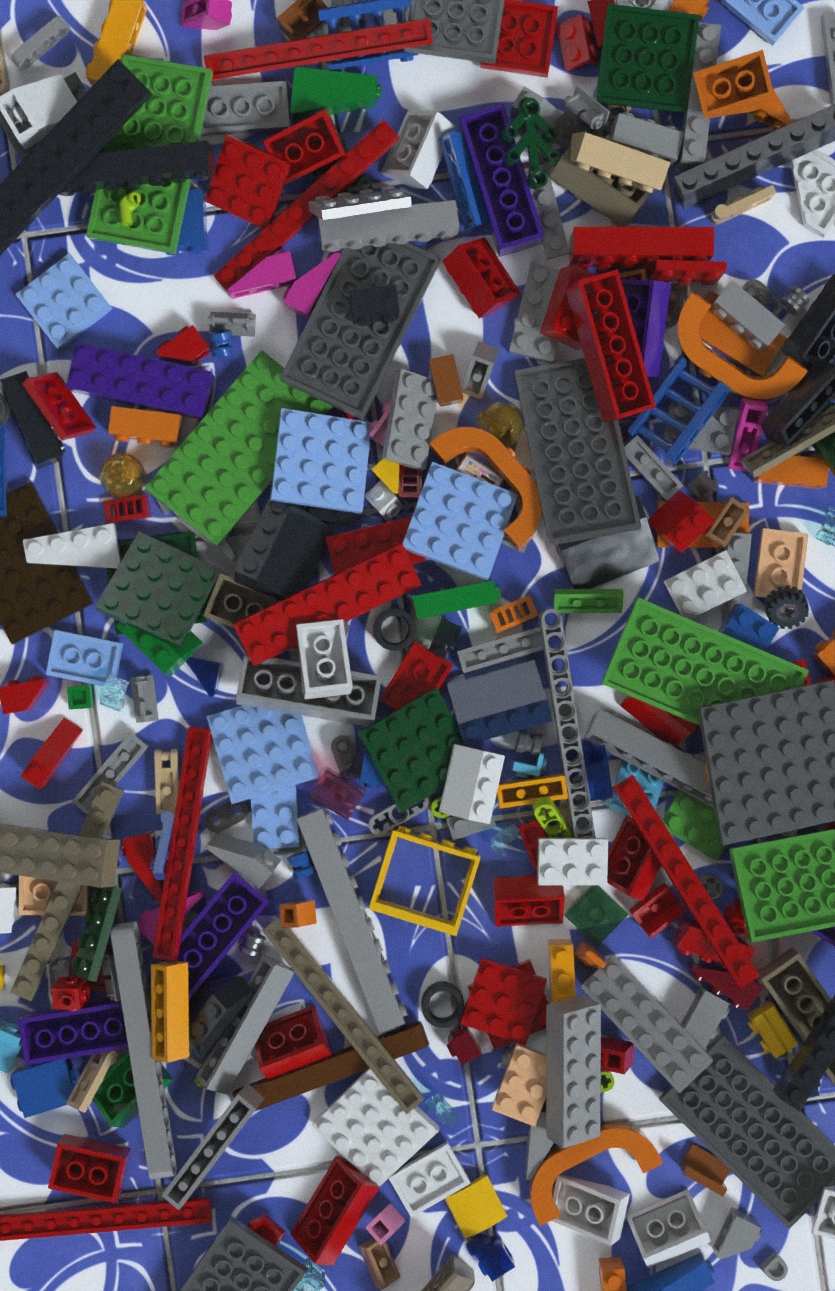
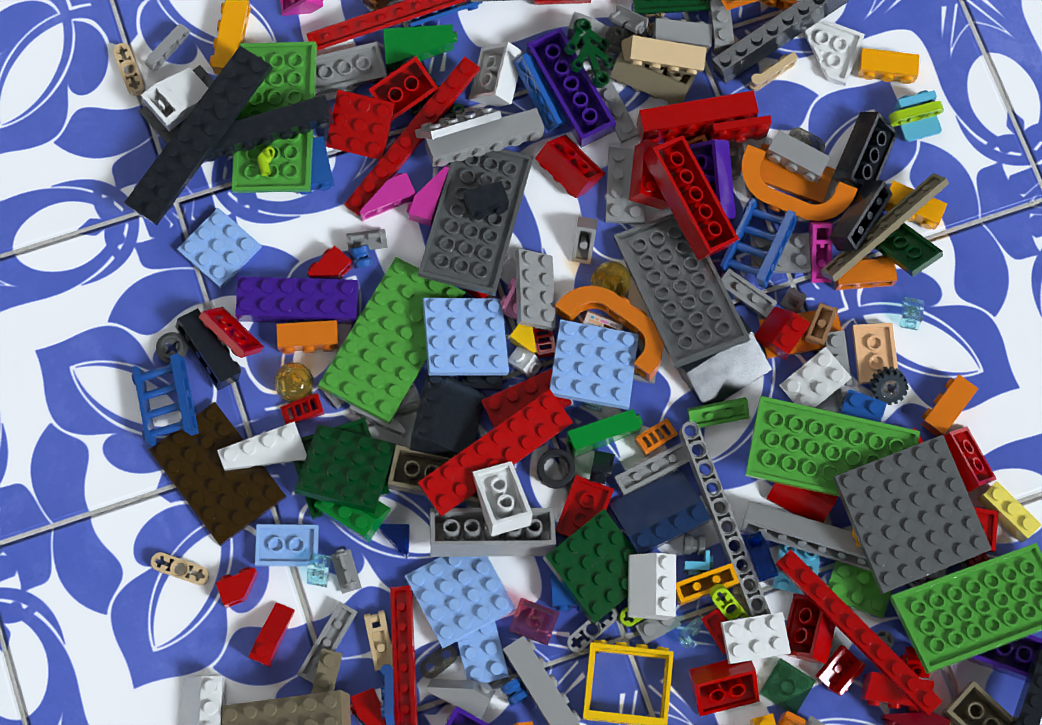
camera: 15 degrees left, 15 degrees down
(80, 697) = (288, 580): green plate -> none
(346, 757) = (535, 588): clear smoke plate -> none
(446, 380) = (558, 253): dark orange hinge -> none
(794, 300) = (834, 138): flat silver wheel -> none

